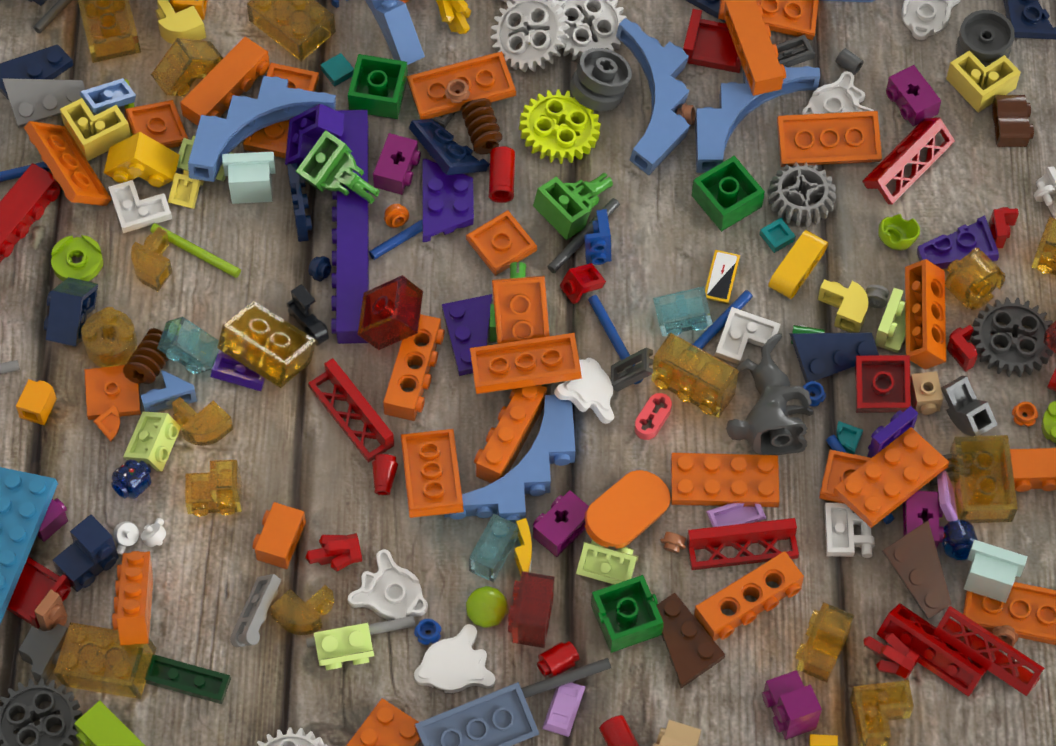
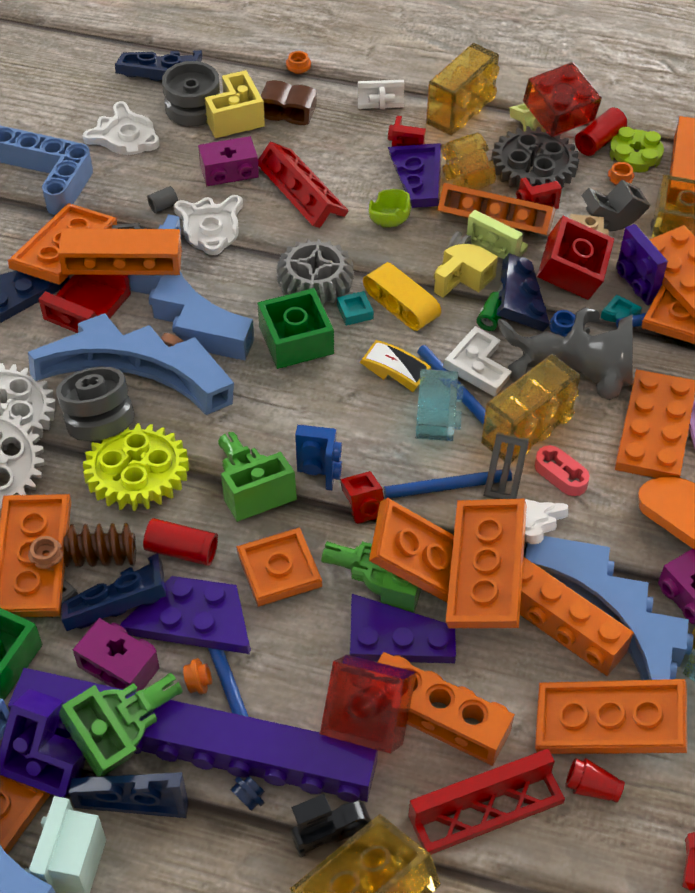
camera: 75 degrees left, 10 degrees down
(573, 246) = (302, 490): dark grey piece -> none
(829, 138) = (254, 234): orange plate -> none

